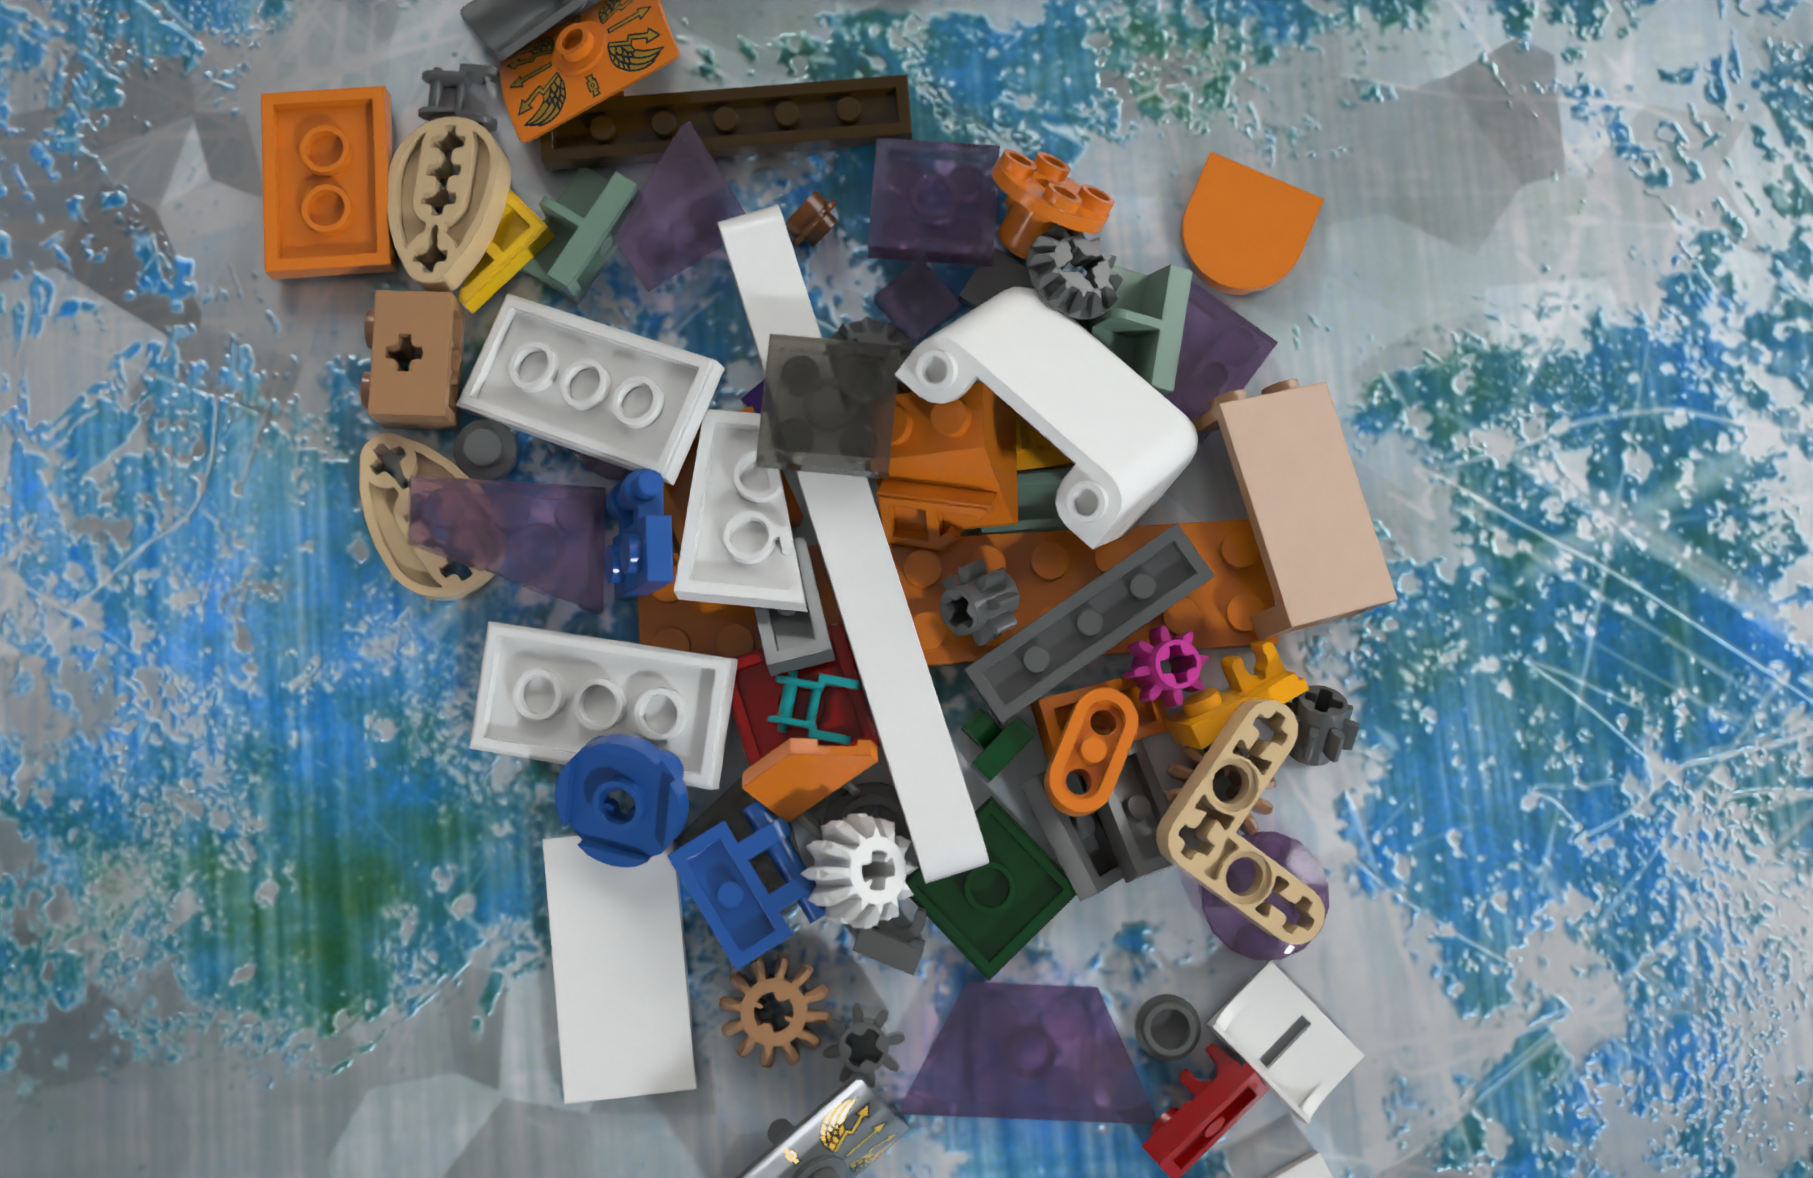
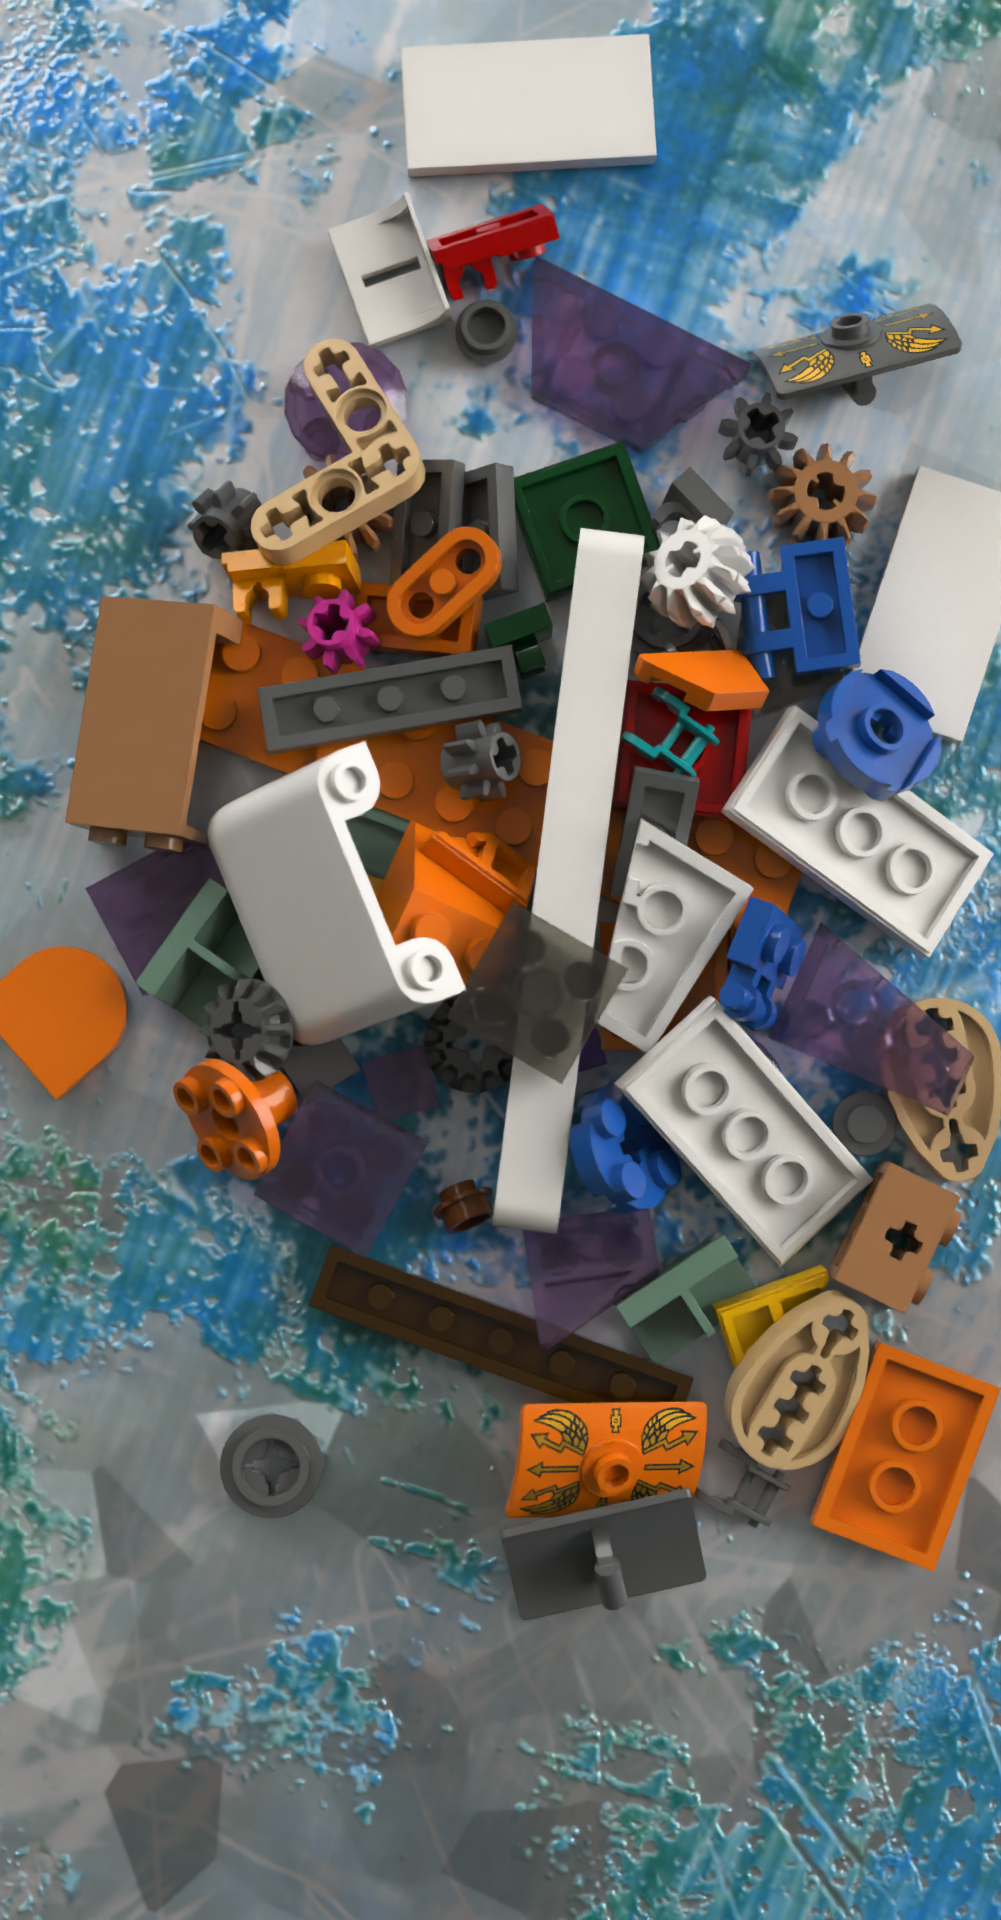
camera: 155 degrees left, 5 degrees up
(709, 296) = (628, 1180): none -> blue plate

